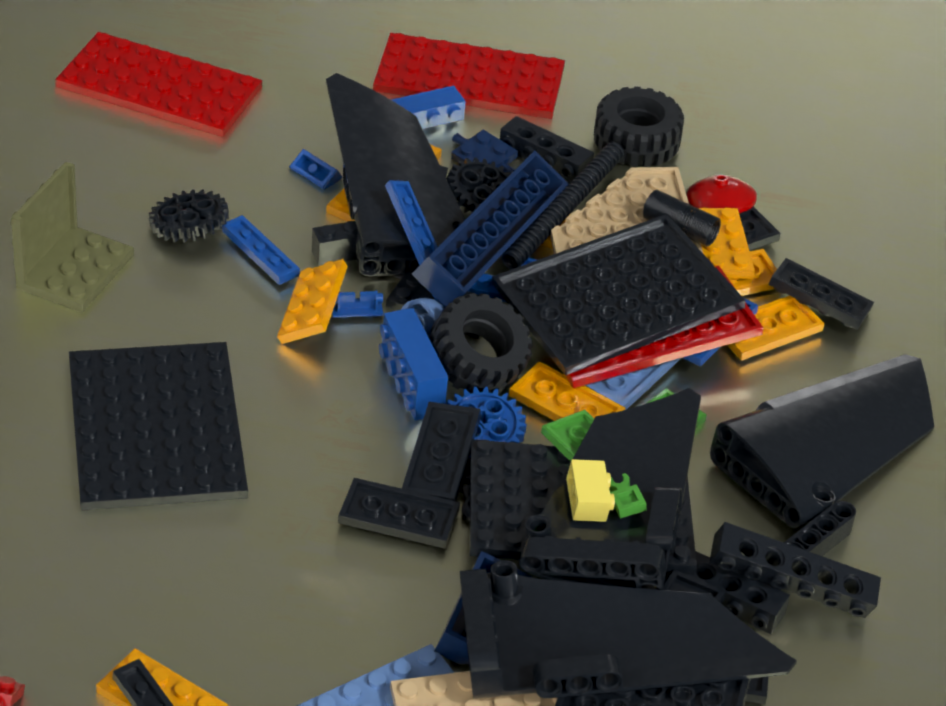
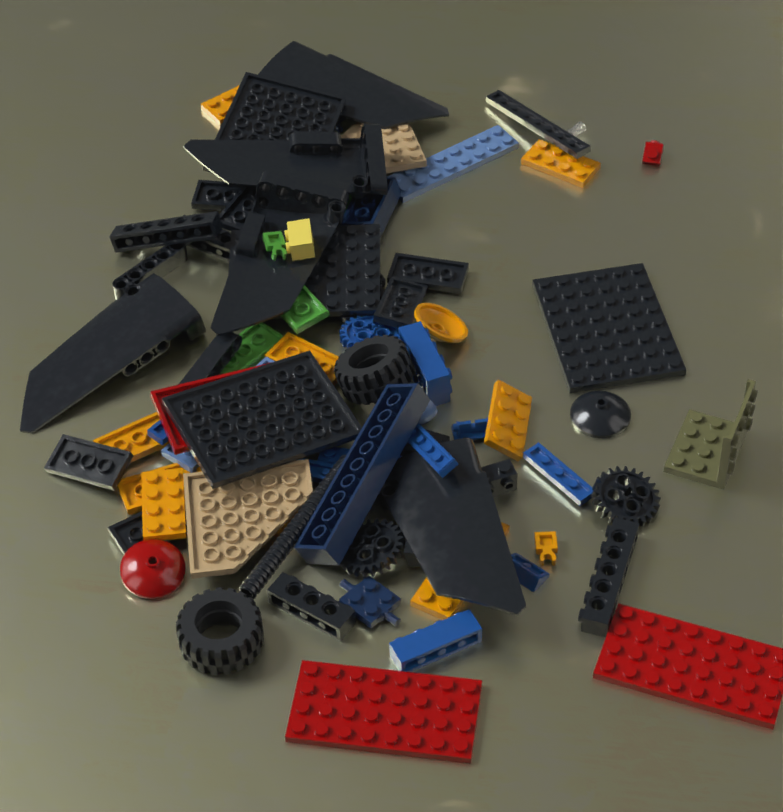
camera: 175 degrees left, 5 degrees up
(193, 318) = (600, 414): none -> black dish
(226, 147) = (609, 577): none -> black brick
(289, 183) = (546, 546): none -> light orange plate
(387, 419) = (441, 323): none -> light orange dish
(699, 224) = (198, 492): black piece -> none
(709, 378) = (214, 357): none -> black beam

